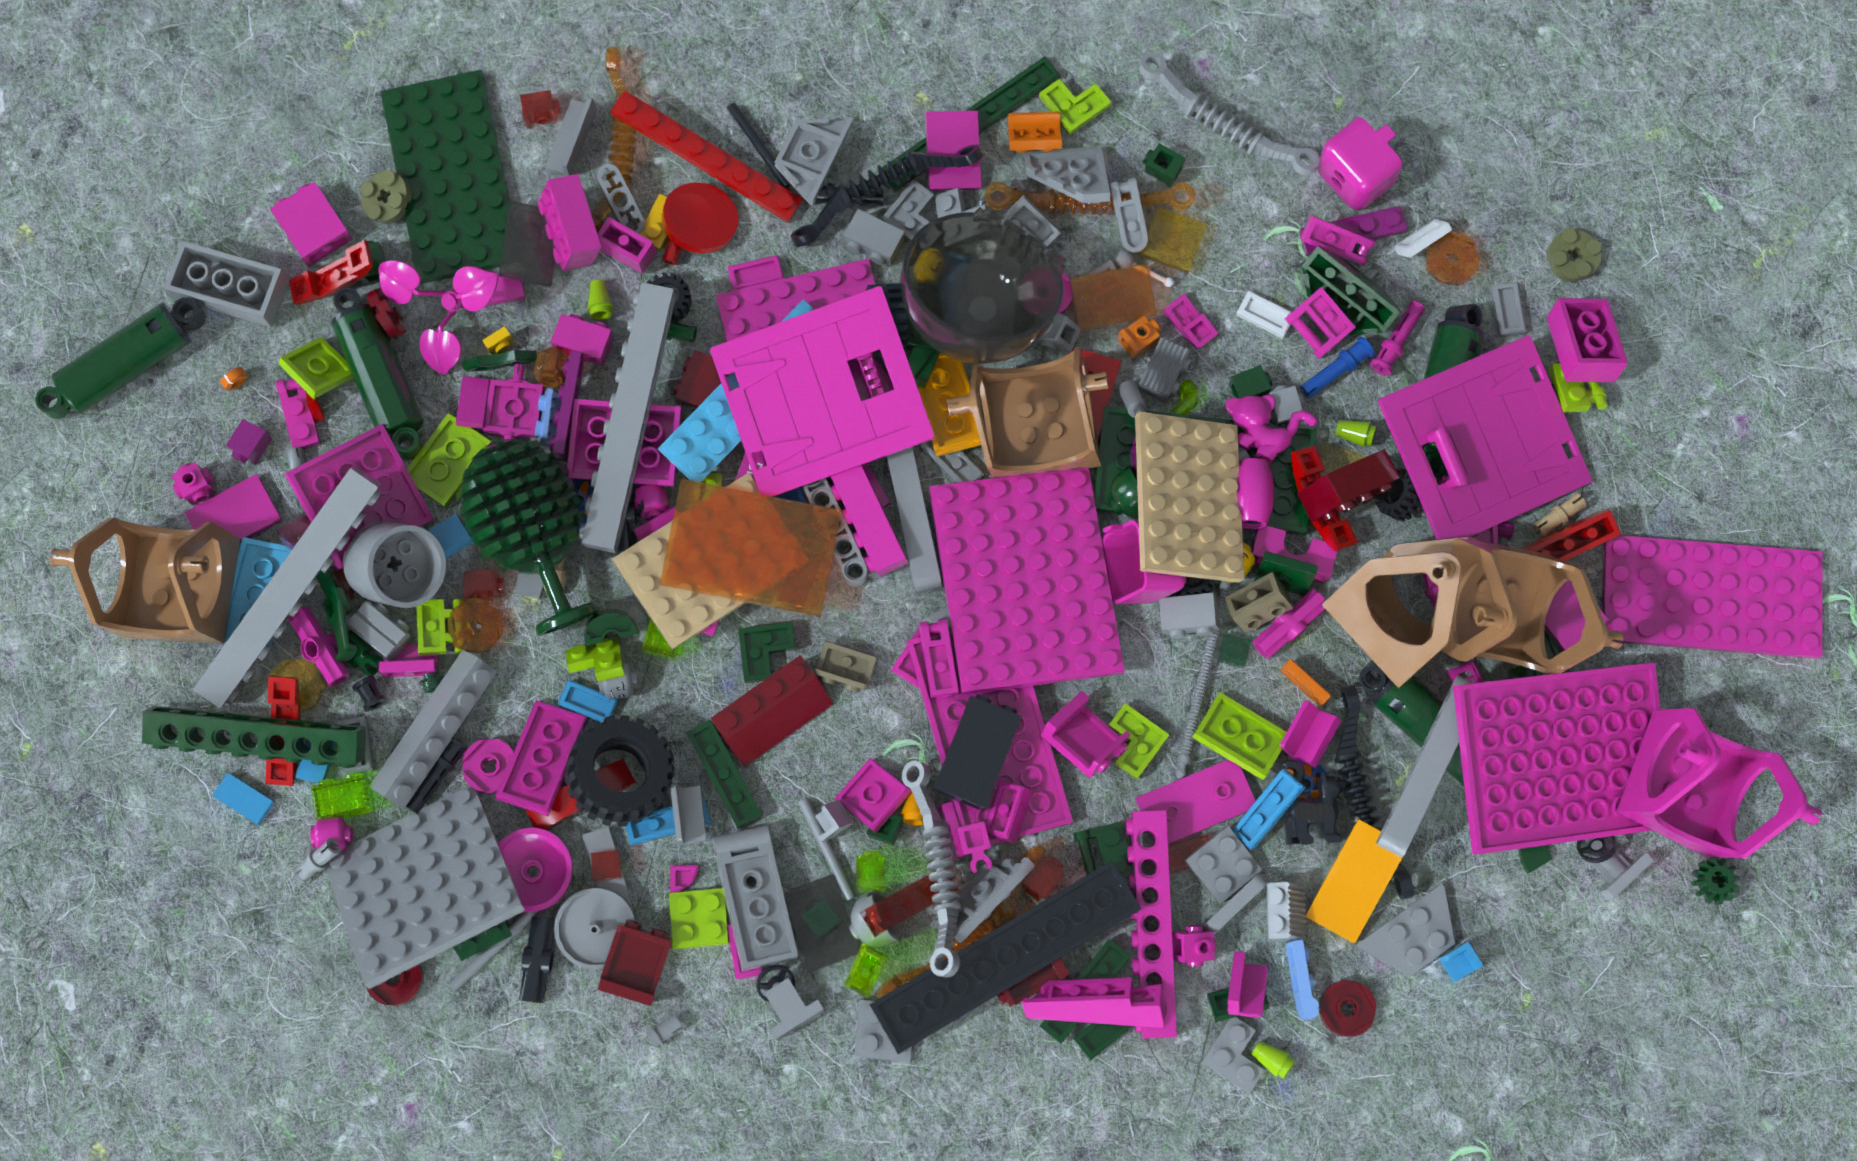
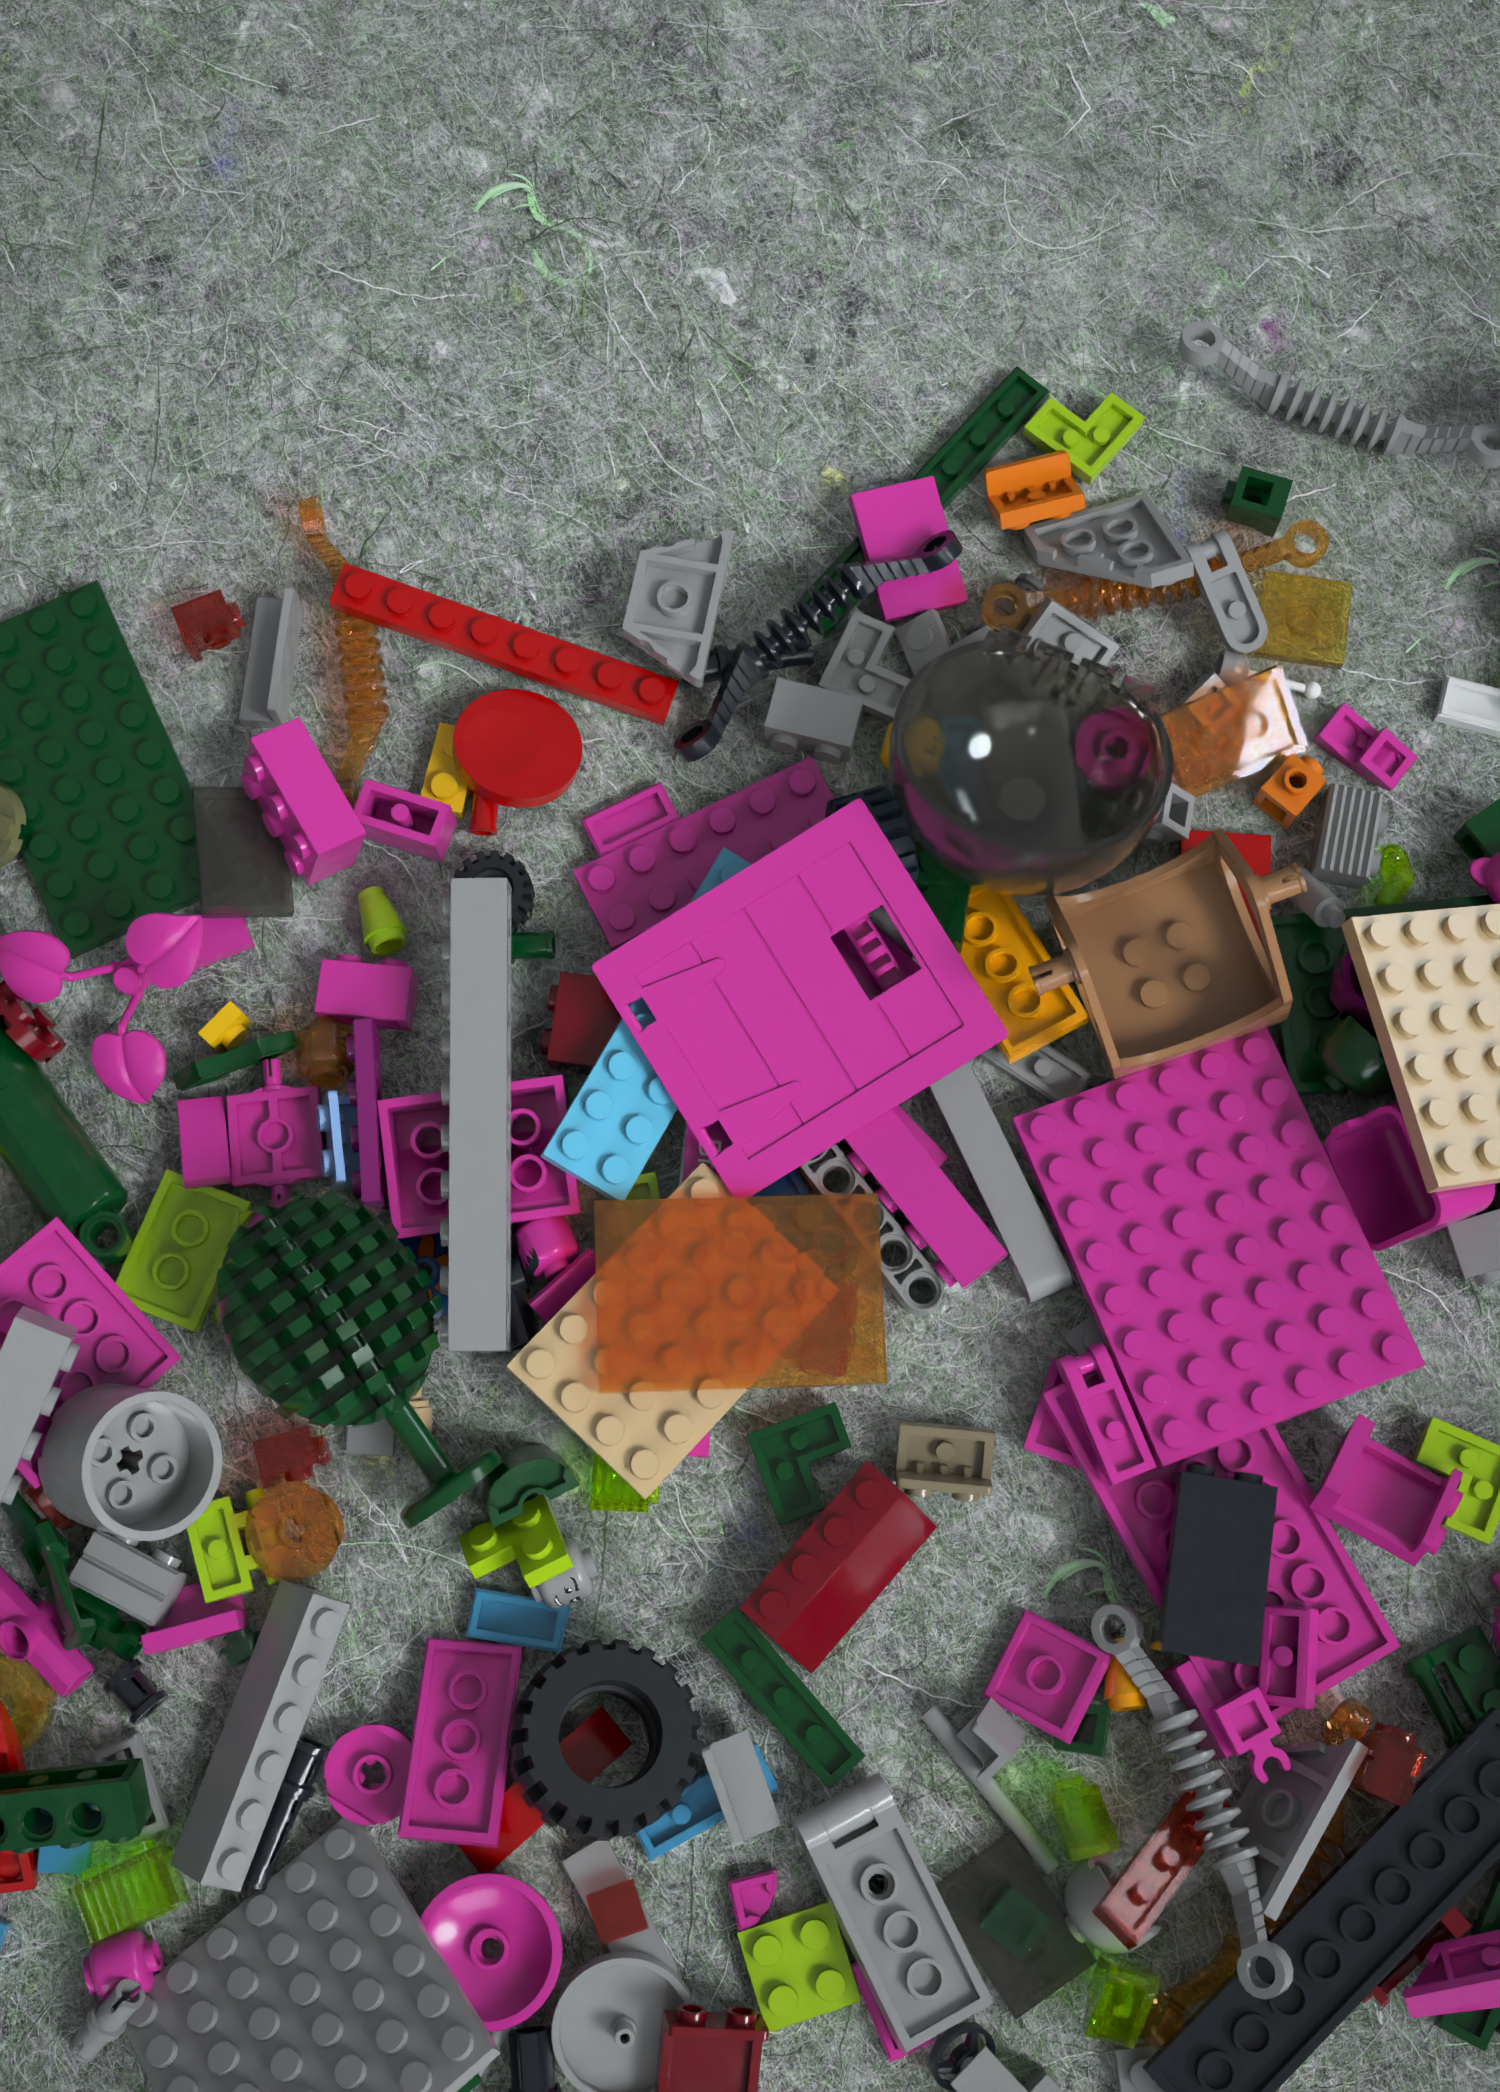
camera: 10 degrees left, 0 degrees up
(451, 535) = (215, 1382): dark azure panel -> none
(617, 178) = (395, 746): light grey beam -> none
(757, 143) = (584, 607): black bar -> none

